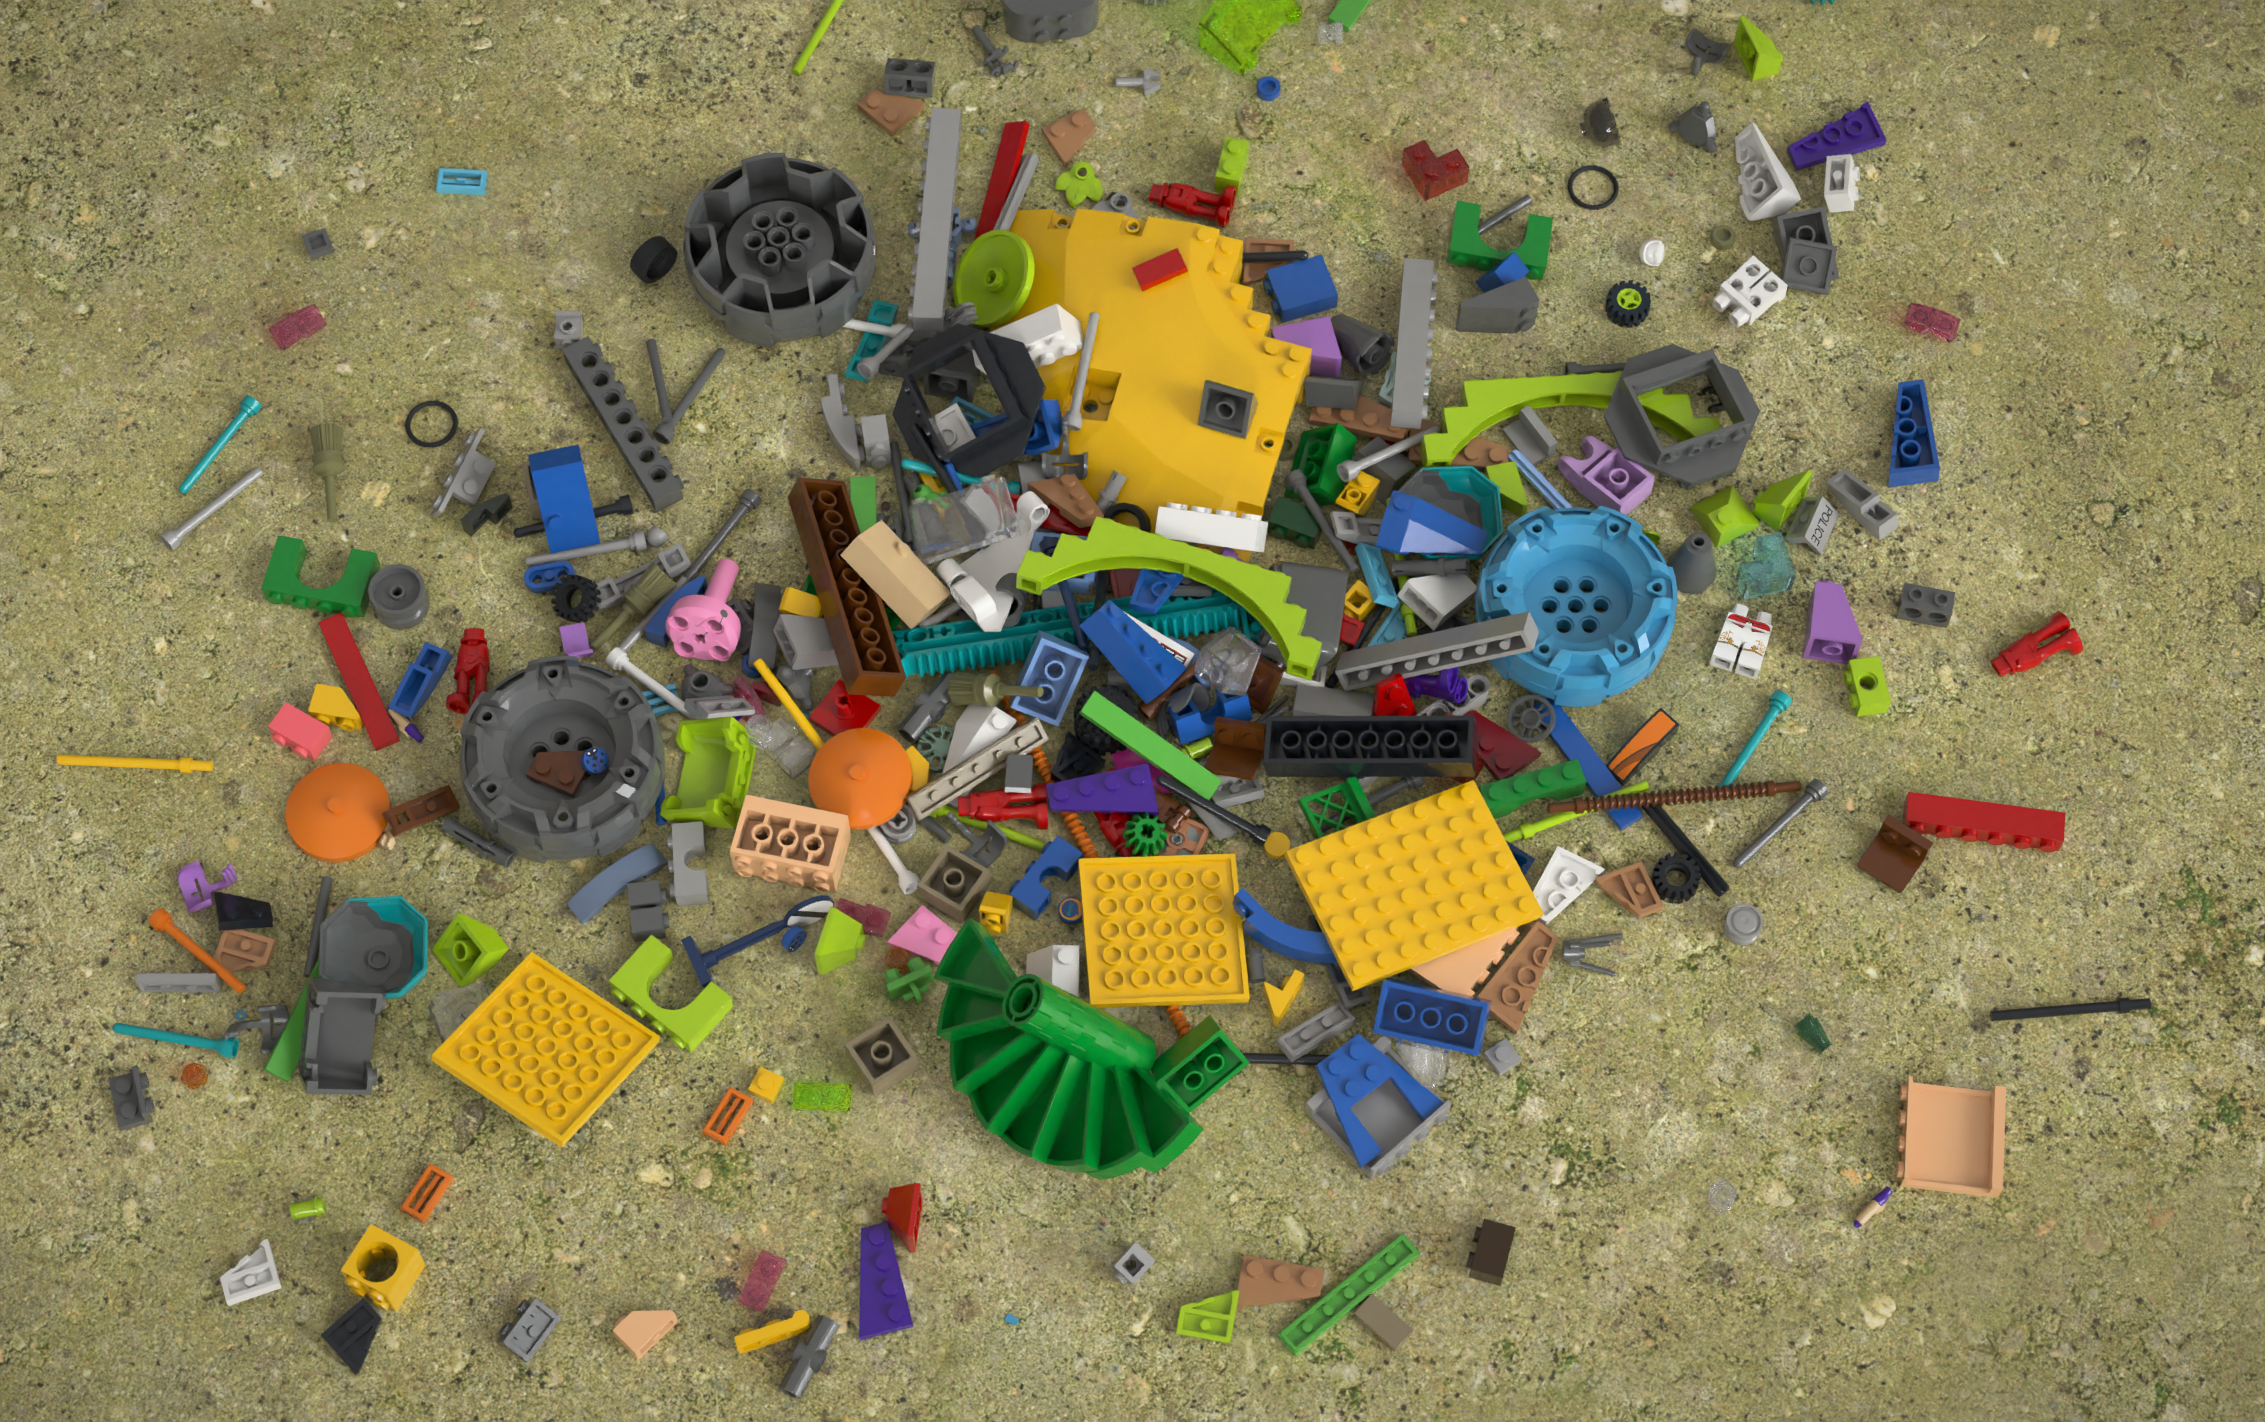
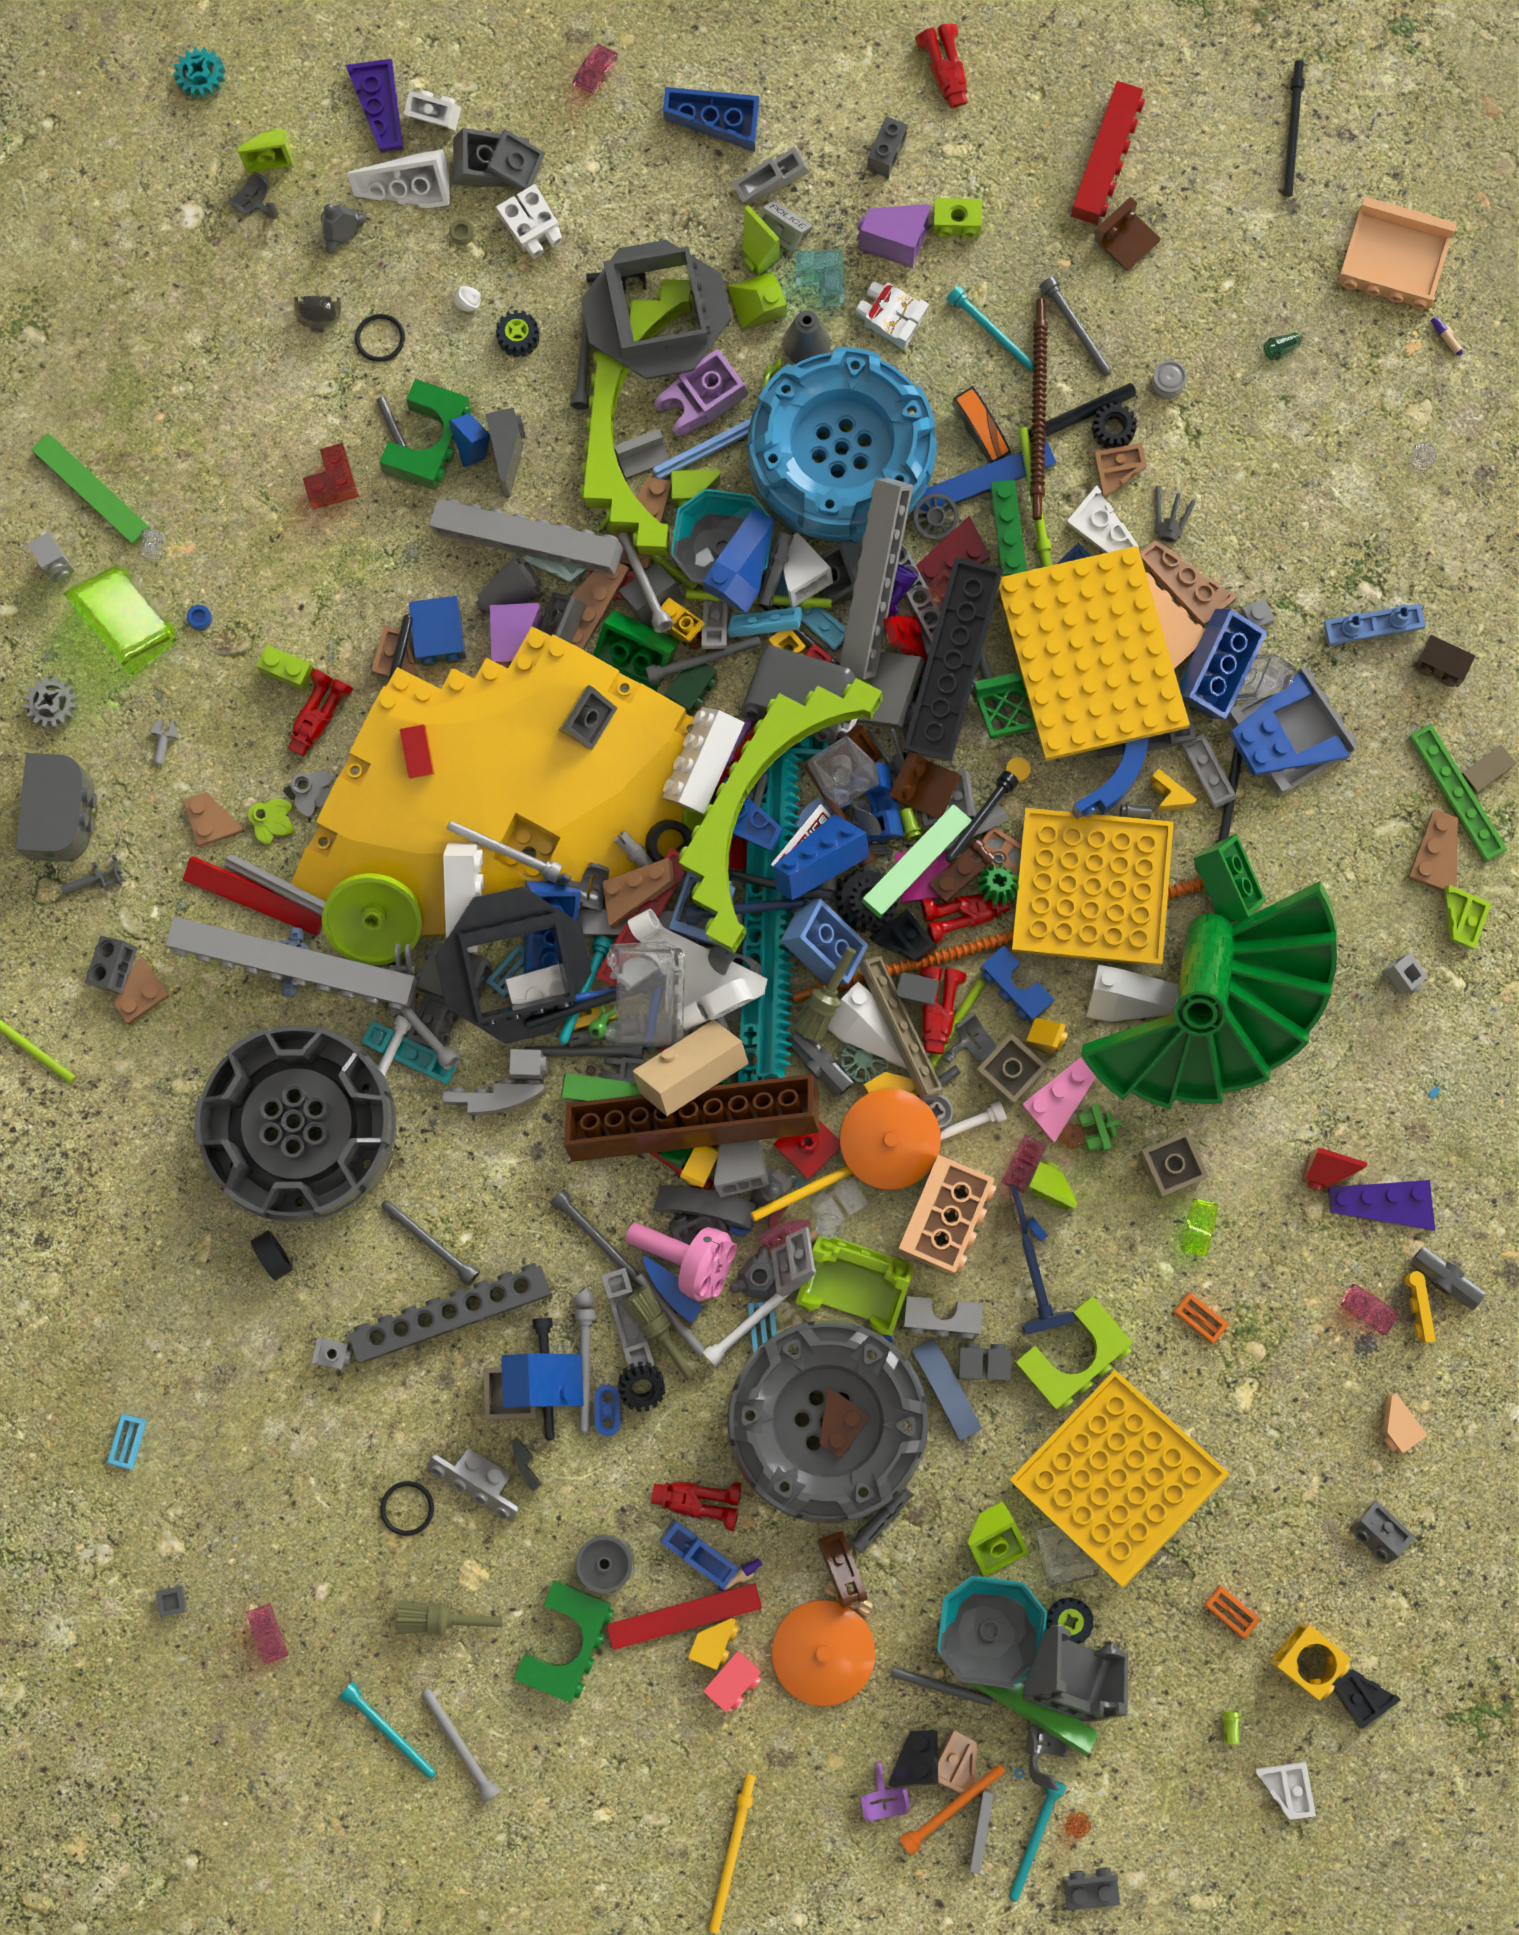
camera: 75 degrees left, 15 degrees up
(400, 1043) = (1078, 1611): none -> black wheel
(575, 640) = (688, 1394): medium lavender bracket -> none
(594, 760) = (840, 1388): blue tile -> none
(659, 380) = (408, 1270): dark grey bar -> none
(766, 1085) = (1176, 1277): yellow plate -> none
(1070, 911) = (1050, 968): blue tile -> none
(1118, 790) = (951, 905): dark purple wing -> none
(1518, 1176) = (1374, 624): none -> medium blue plate

